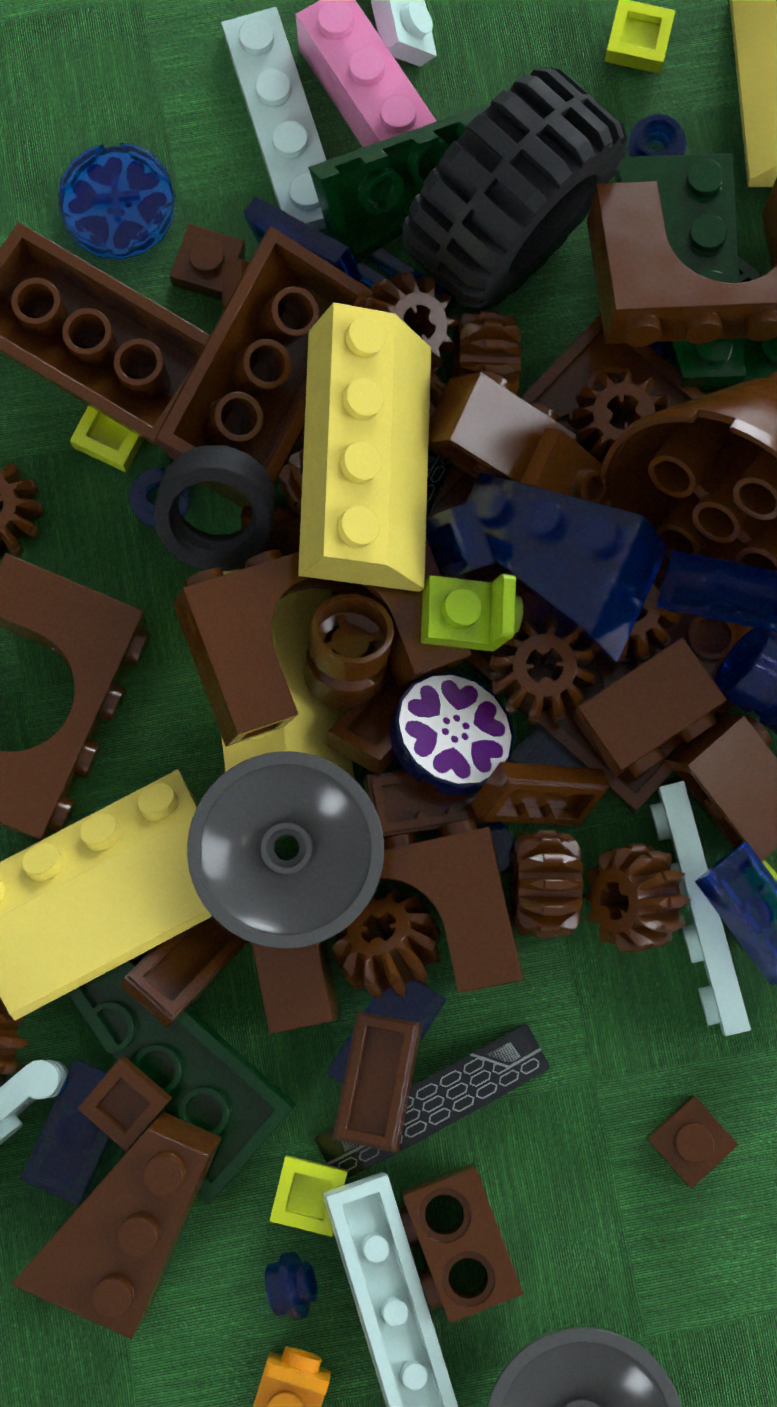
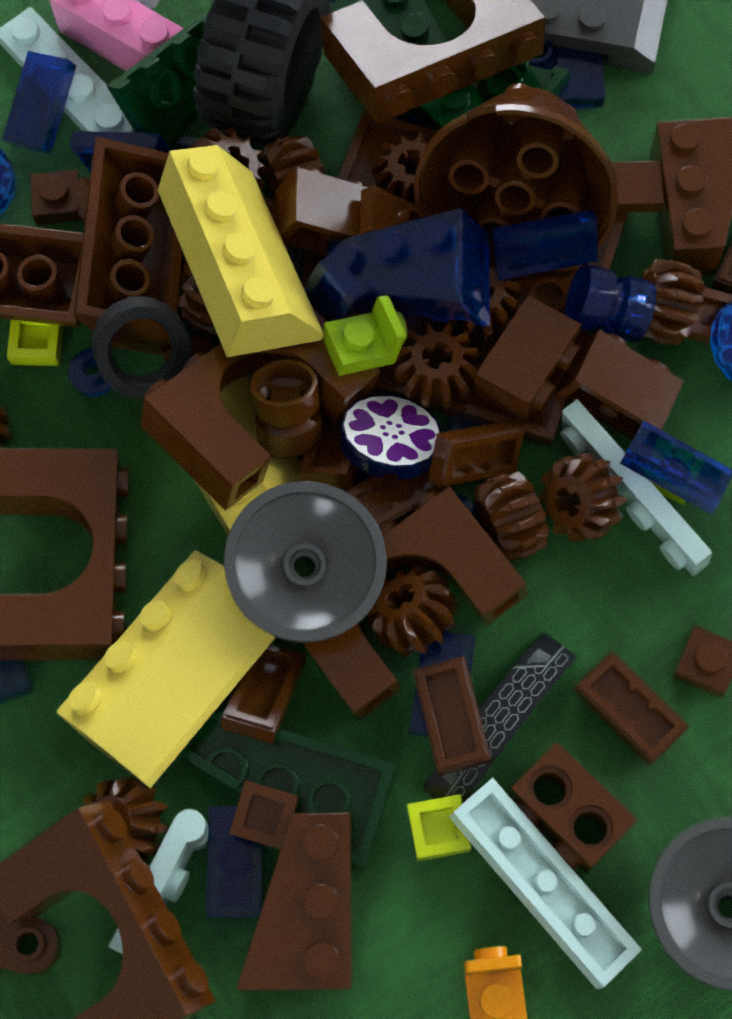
camera: 20 degrees left, 10 degrees down
(234, 137) = (39, 102): none -> clear blue tile
(290, 1286) = (456, 902): clear blue plate -> none
(579, 1158) = (631, 708): none -> reddish brown plate

